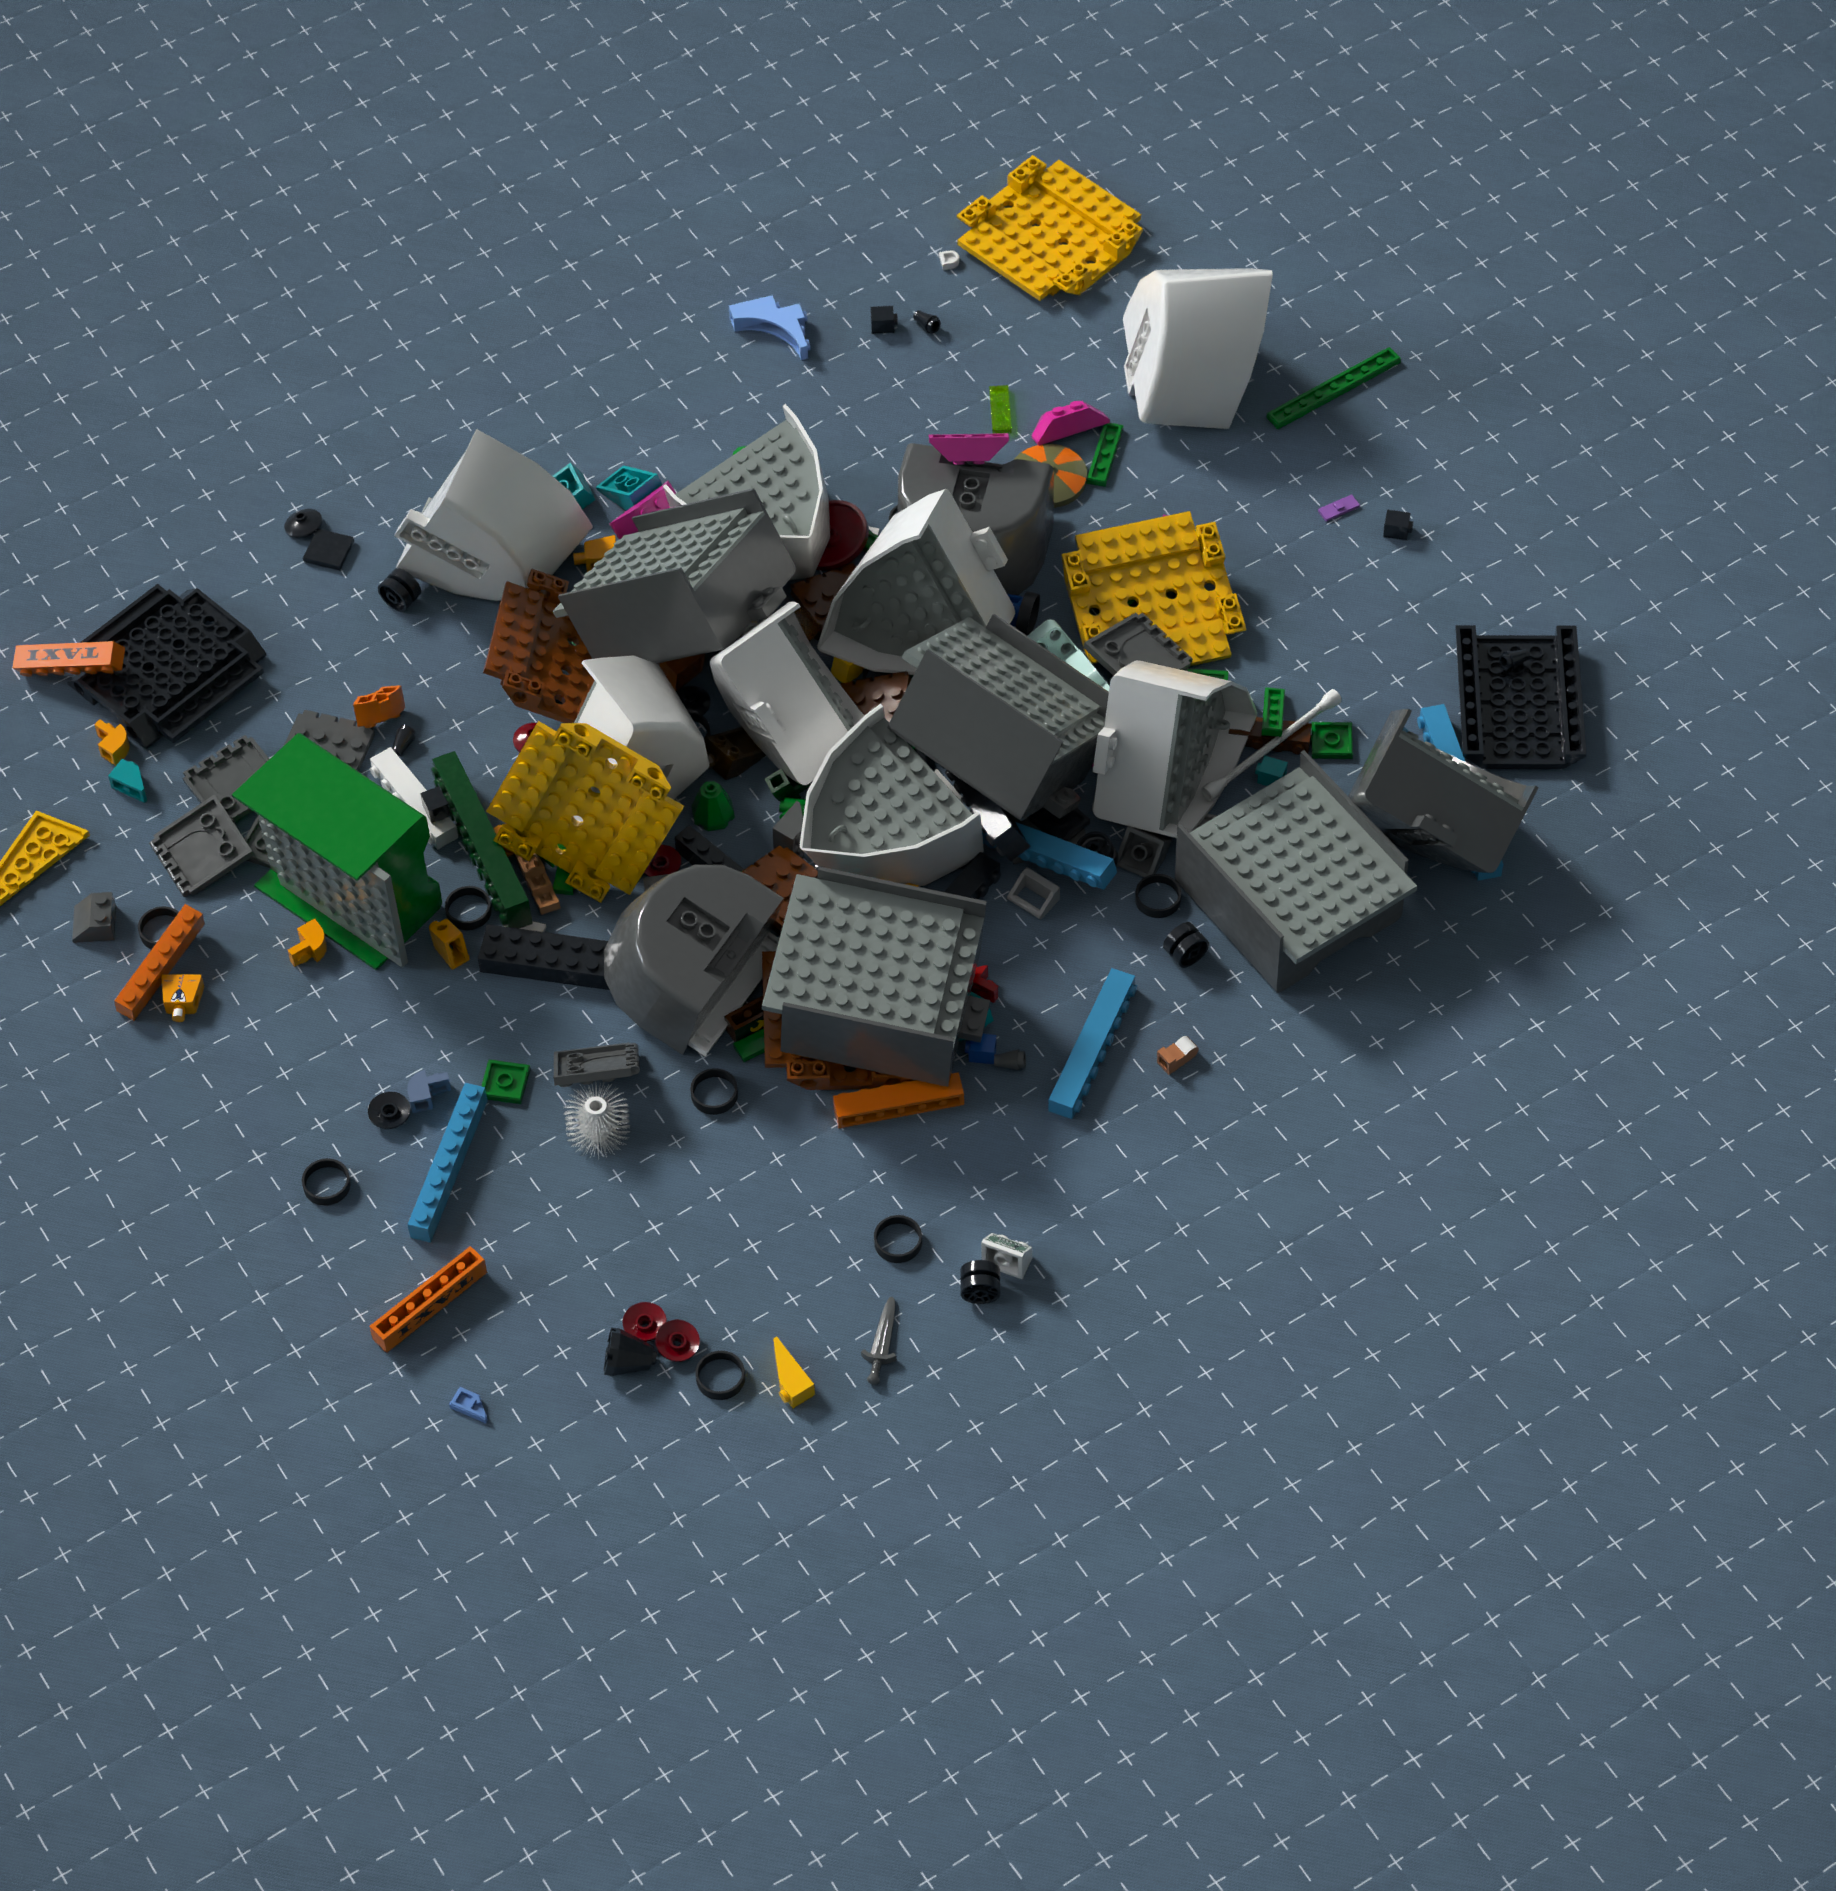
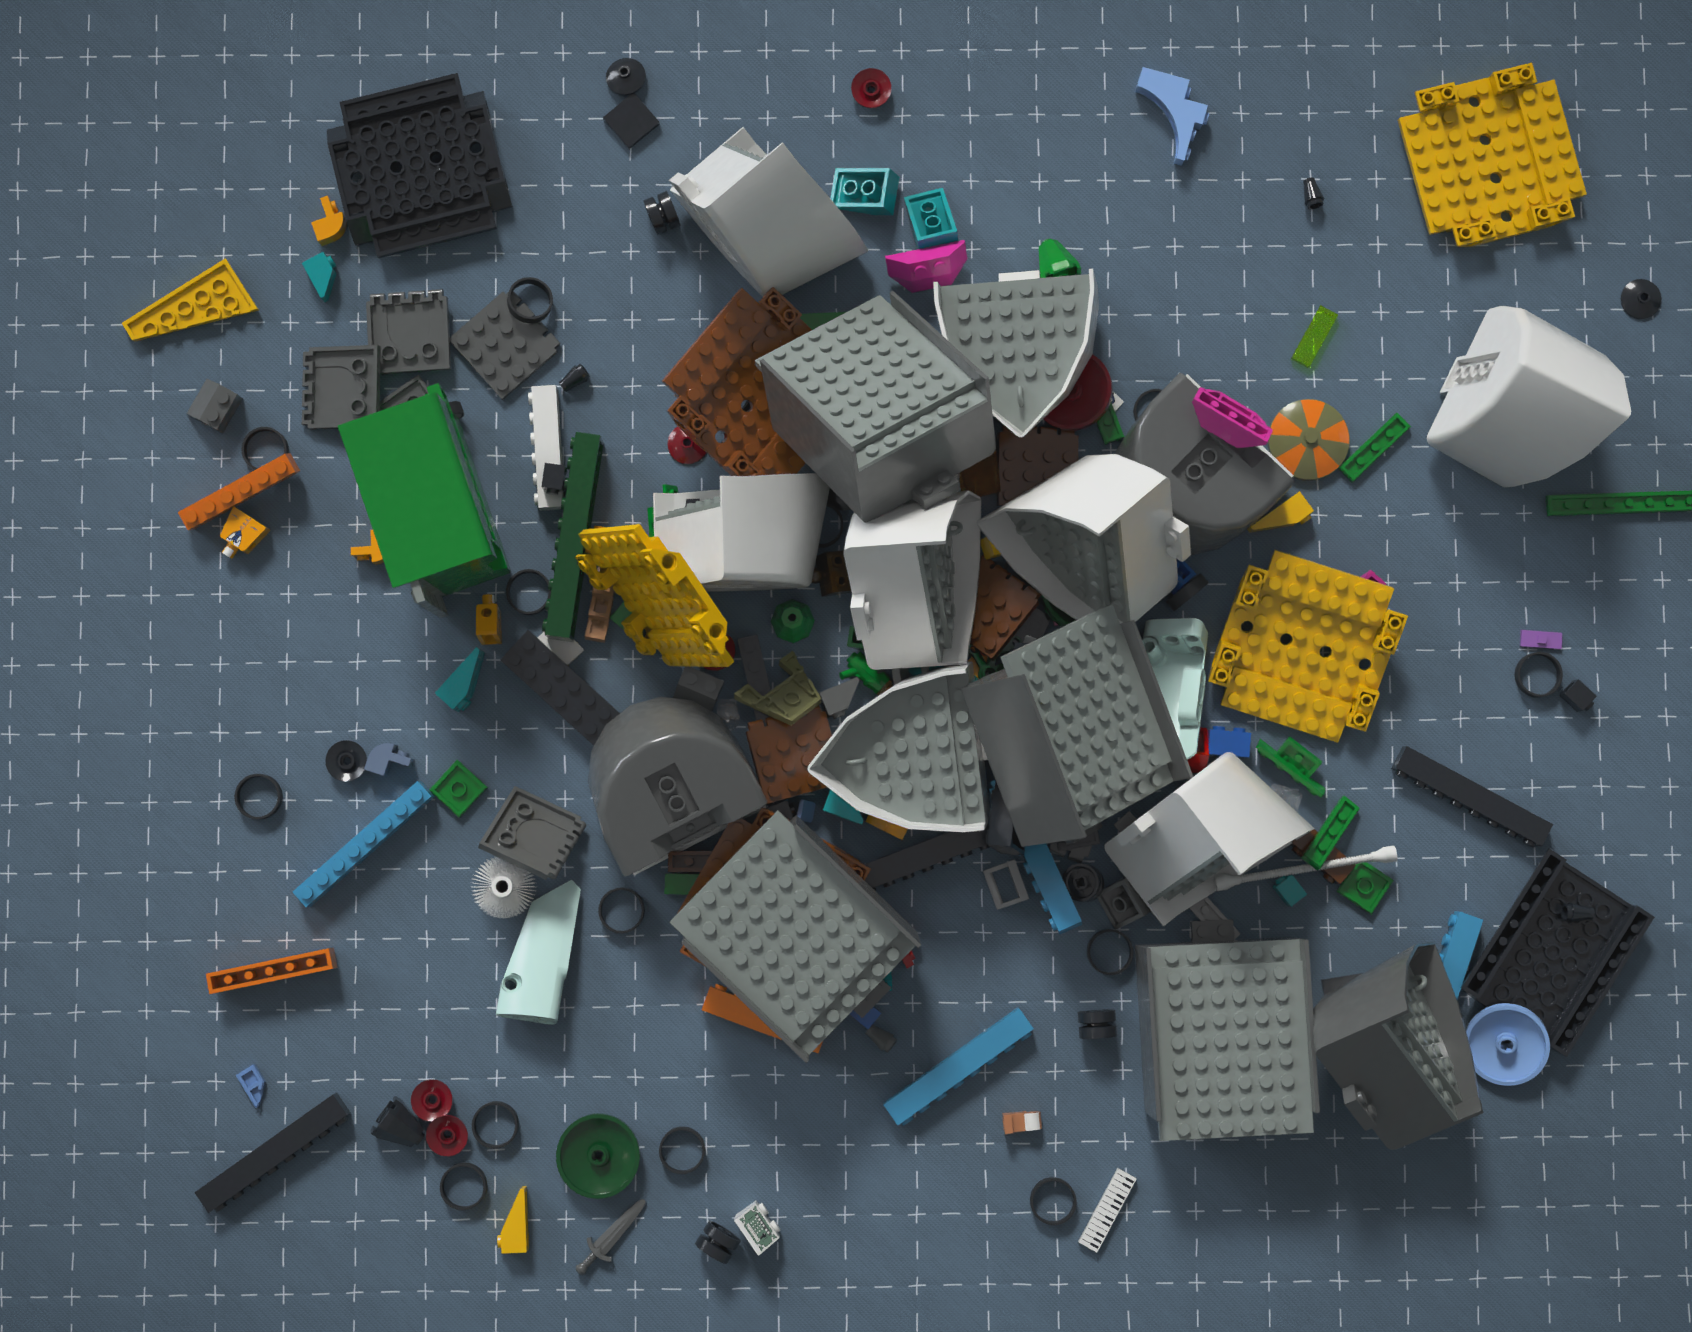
camera: 25 degrees right, 30 degrees up
(68, 658) = (331, 117): orange brick -> none
(326, 718) = (534, 281): none -> black tyre
(379, 706) = (571, 333): orange brick -> none
(453, 999) = (462, 682): none -> teal slope
(516, 428) = (868, 79): none -> dark red dish
(525, 1443) = (273, 1152): none -> black brick
(594, 551) = (858, 282): light orange torso -> none
(670, 1163) = (541, 958): none -> light aqua panel
(715, 1292) = (477, 1137): none -> black tyre
(747, 849) = (789, 699): none -> olive wing
(825, 1277) = (592, 1175): none -> dark green dish
(883, 319) = (1274, 167): black brick -> none
(949, 259) = (1379, 131): white tile -> none
(1067, 421) = (1363, 392): dark pink wedge -> none
(1071, 523) = (1287, 514): none -> yellow slope
(1136, 640) = (1251, 705): dark grey hinge -> none
(1237, 258) = (1632, 301): none -> black dish
(1249, 1079) = (1073, 1206): none -> black tyre
(1301, 1080) = (1107, 1210): none -> white tile
(1350, 544) = (1558, 668): none -> black tyre
(1368, 632) = (1471, 796): none -> black brick
(1547, 765) = (1512, 1061): none -> light blue dish

